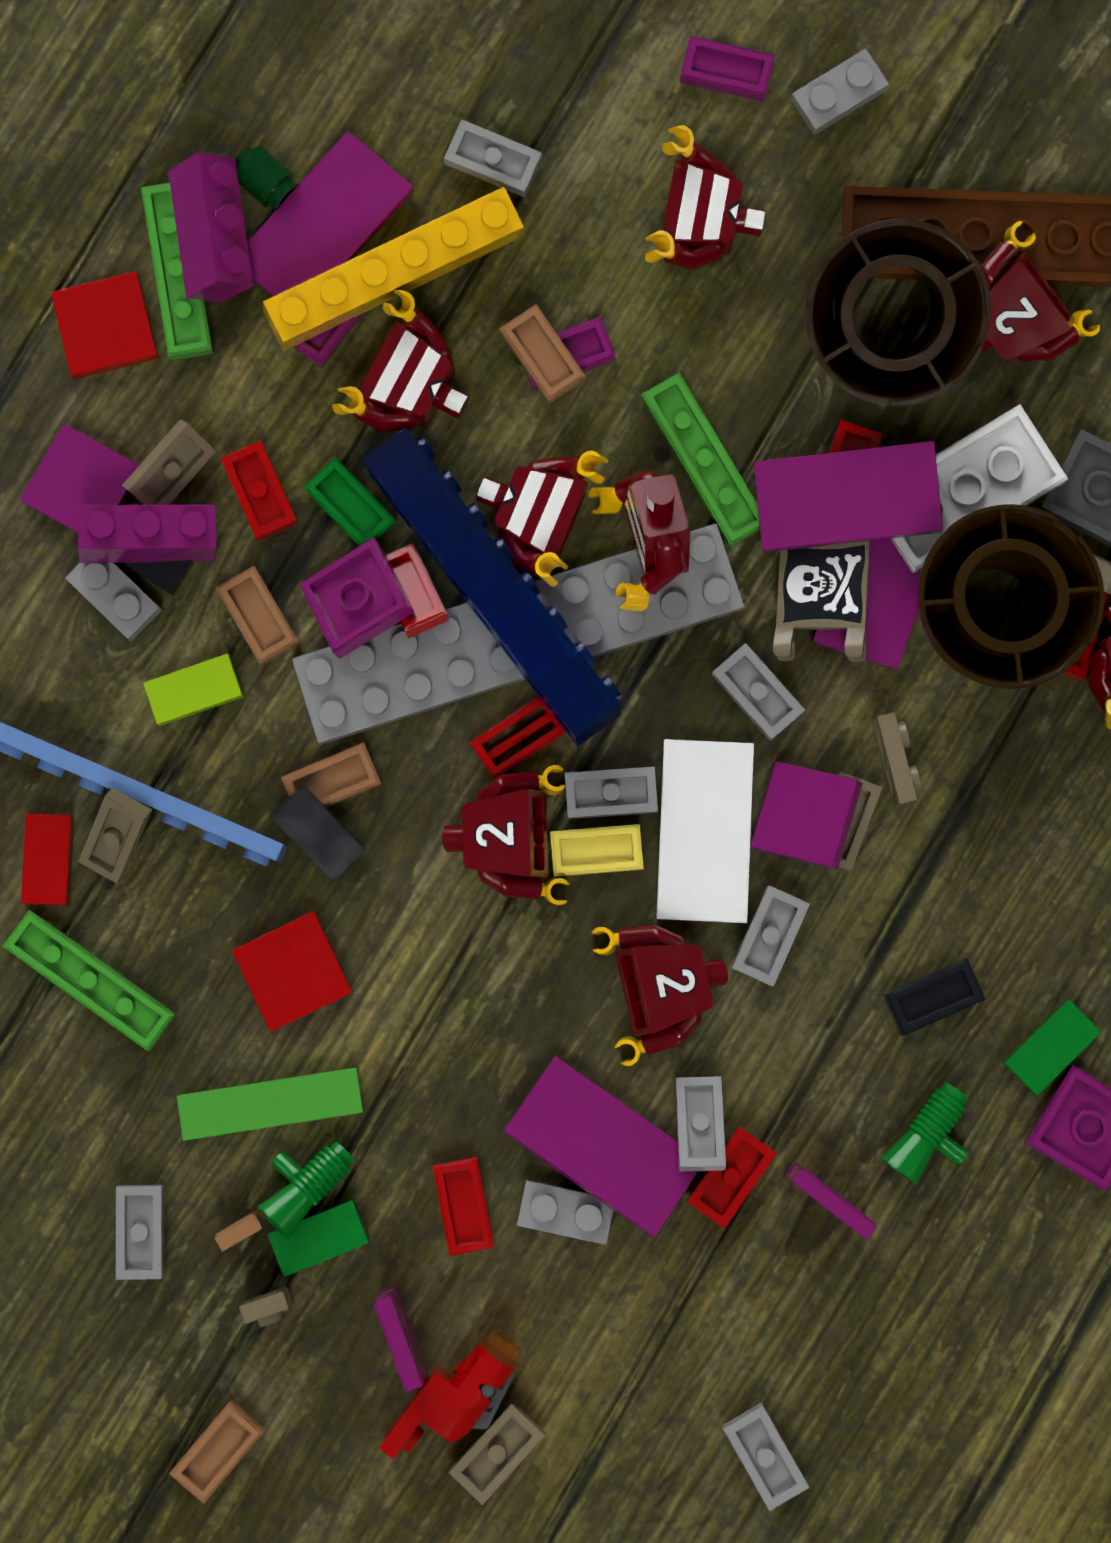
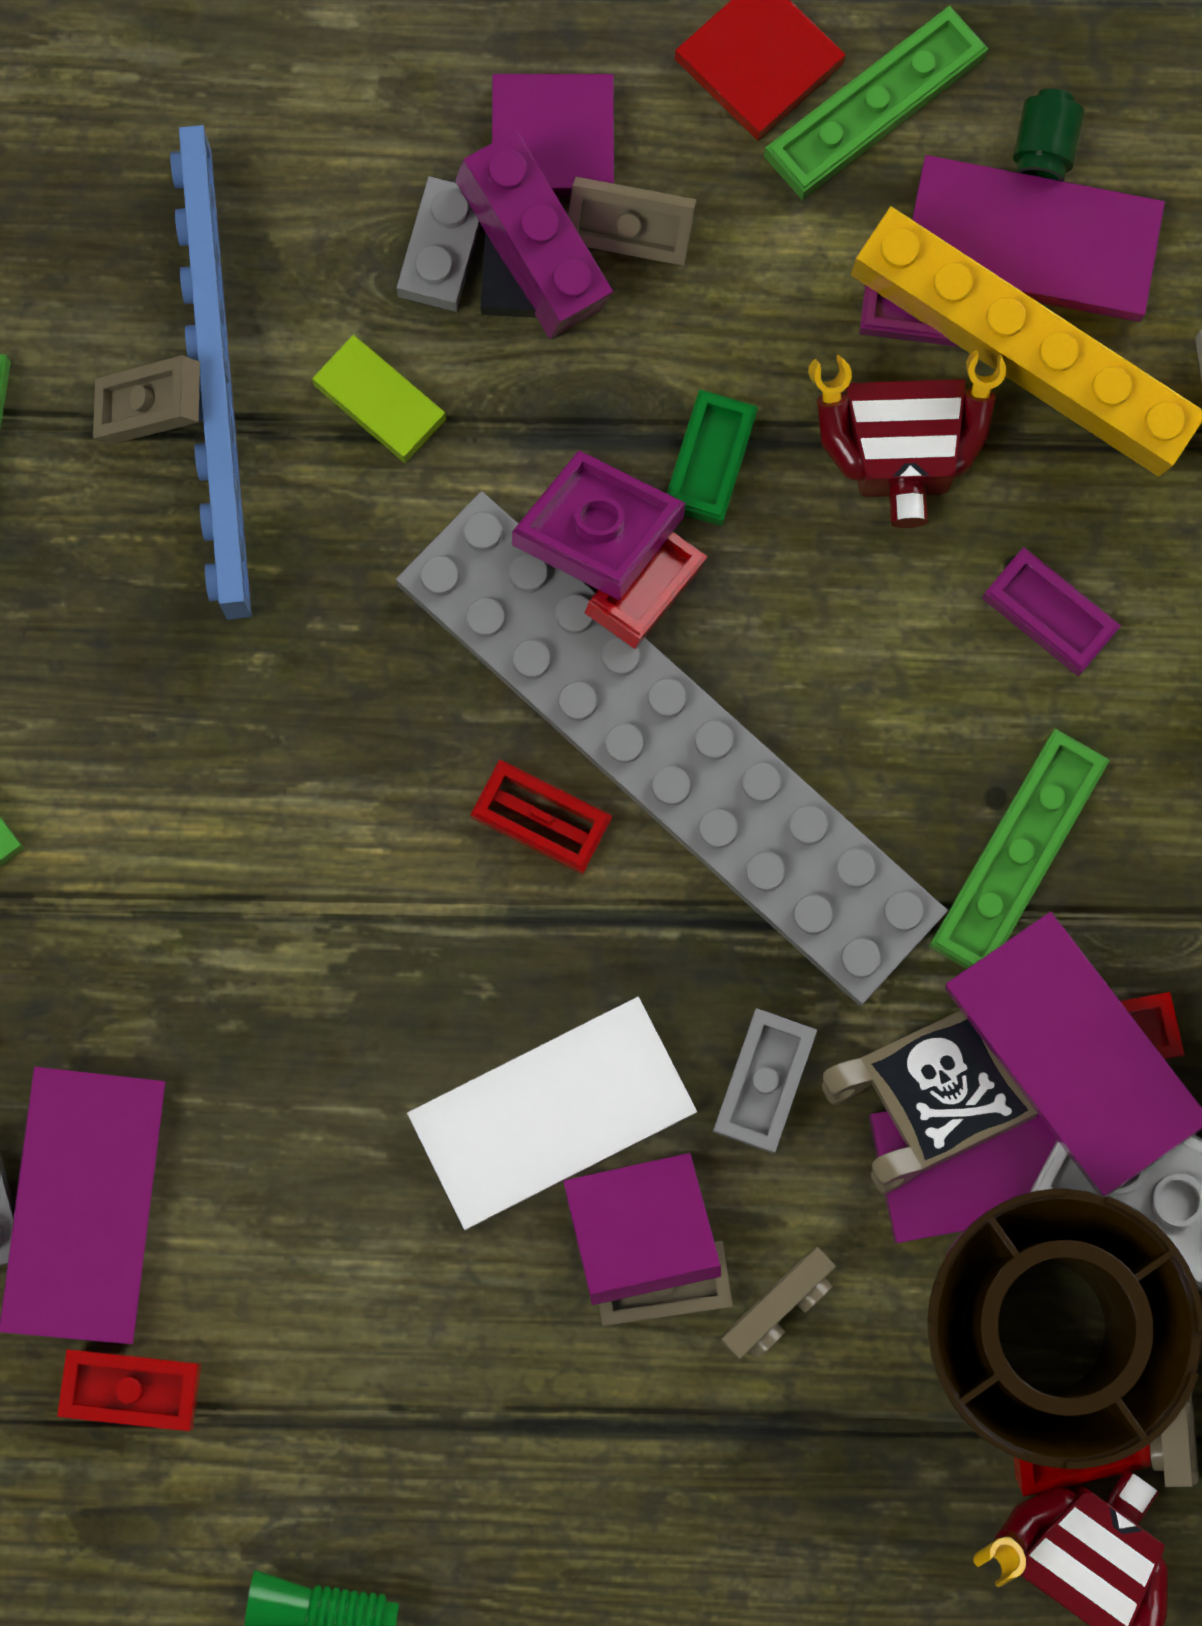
camera: 55 degrees right, 5 degrees down
(47, 859) = (78, 343): red tile -> none
(210, 227) = (947, 106): magenta brick -> none
(257, 615) = (512, 424): medium nougat tile -> none
(259, 490) = (664, 340): red plate -> none
(292, 971) = (99, 704): red tile -> none
(318, 832) = (285, 638): black tile -> none
(336, 776) = (359, 622): medium nougat tile -> none
(493, 587) = (701, 678): clear blue brick -> none
(507, 835) = (405, 868): dark red torso -> none
(540, 508) = (836, 683): torso -> none
(542, 354) = (1031, 579): medium nougat tile -> none
(596, 850) = (452, 991): light yellow tile -> none
(611, 792) = (534, 967): light grey plate -> none
(657, 529) = (891, 836): dark red torso -> none
(662, 985) = (323, 1165): dark red torso -> none
(700, 1124) = (174, 1311): light grey plate -> none
(770, 936) = (463, 1269): light grey plate -> none
(830, 1200) = (161, 1532): magenta tile -> none
(934, 997) = (502, 1526): black tile -> none

